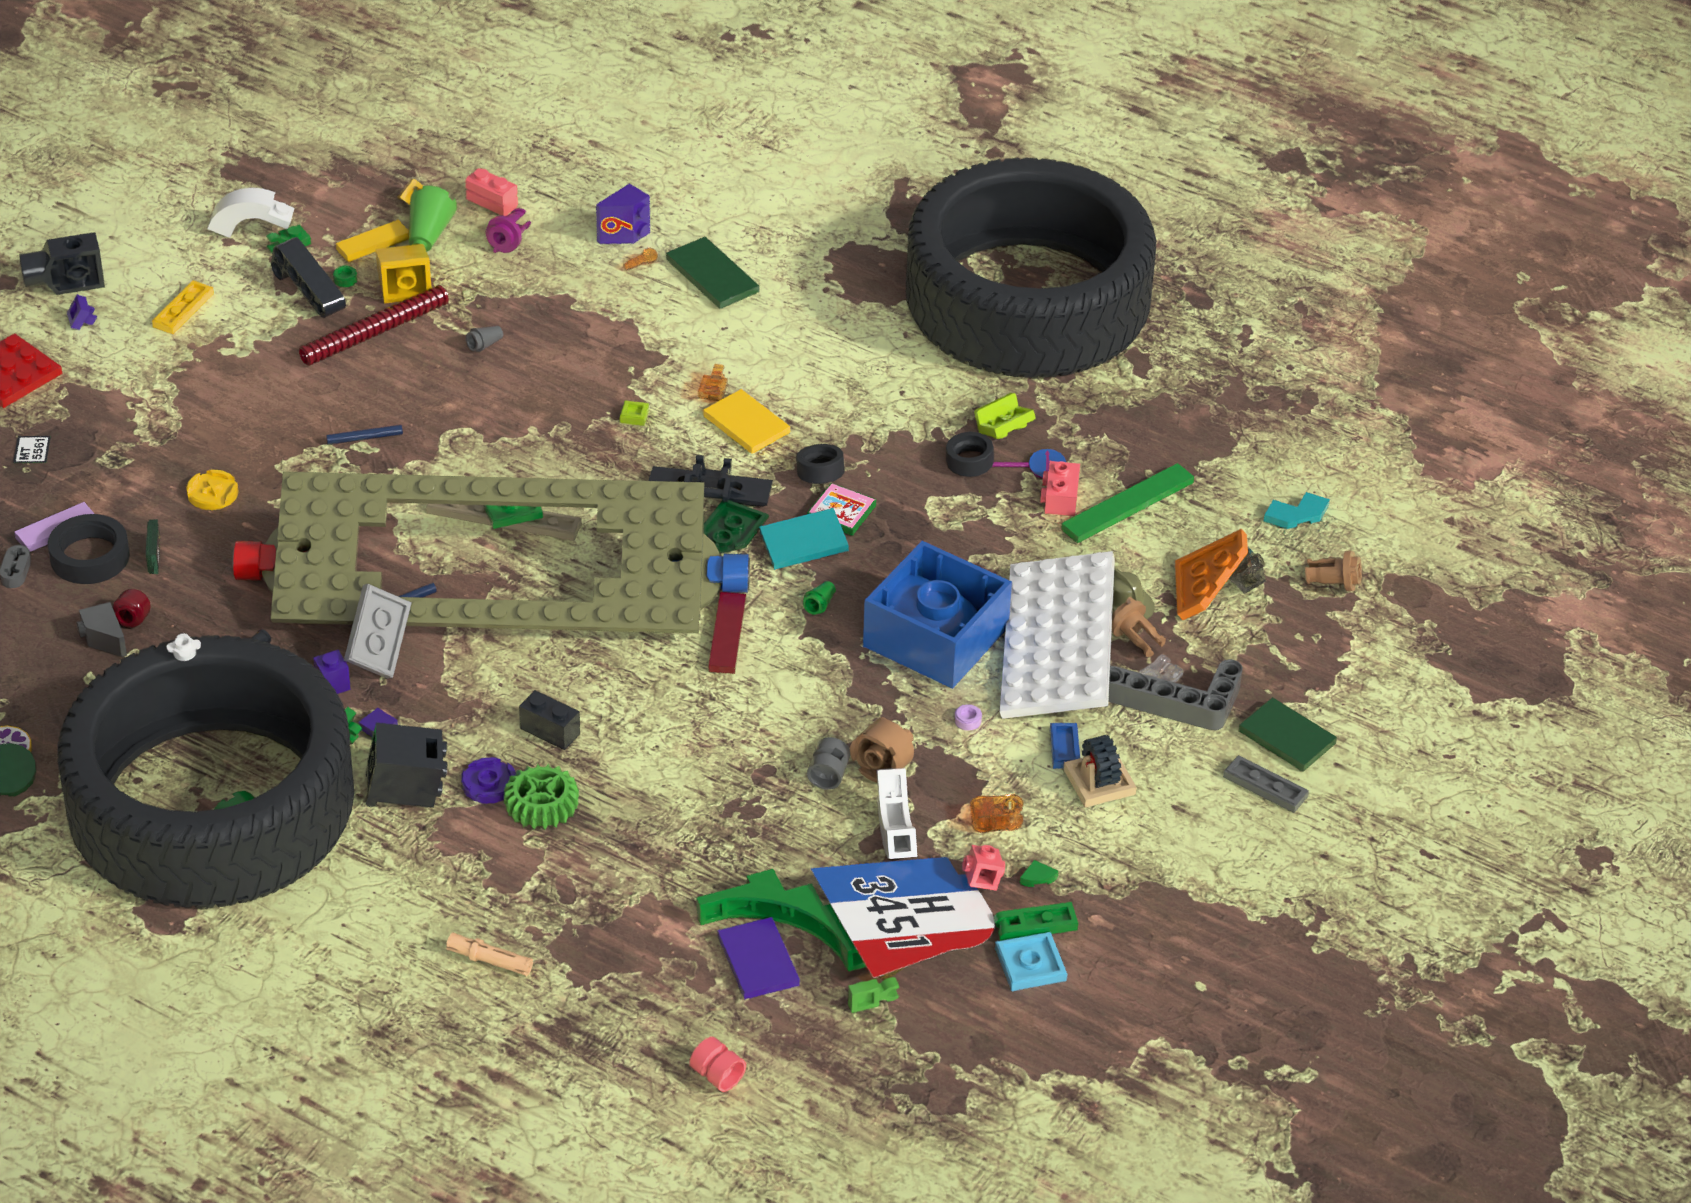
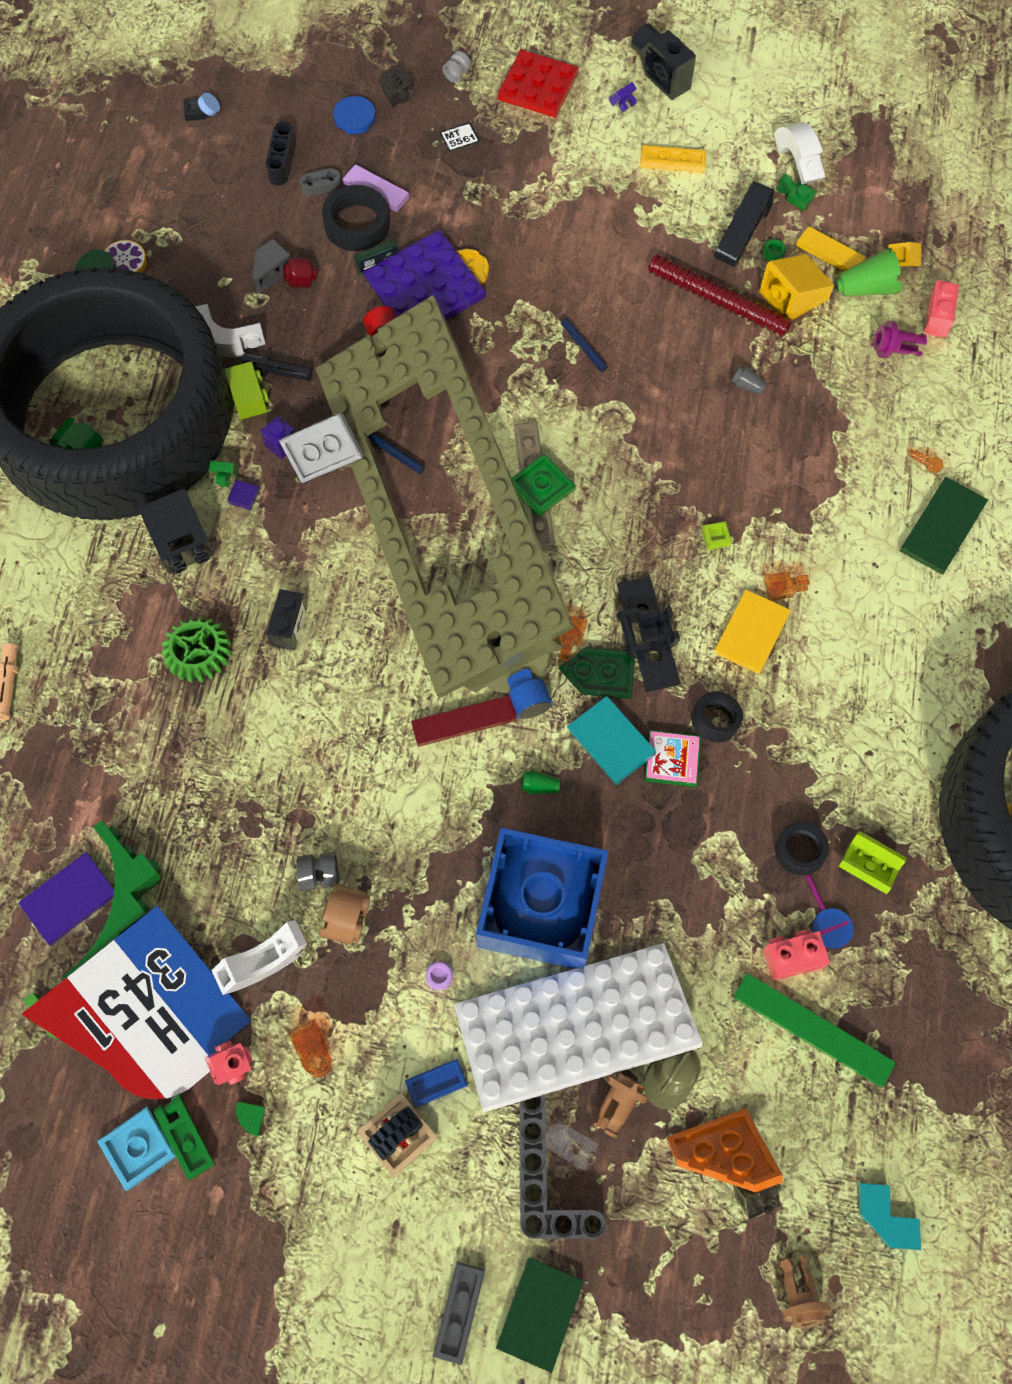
camera: 70 degrees right, 25 degrees up
(184, 647) = (171, 312): white plate -> none
(206, 520) = (424, 271): none -> dark purple plate
(486, 780) = (210, 600): dark purple tile -> none
(623, 216) = (963, 421): dark purple slope -> none

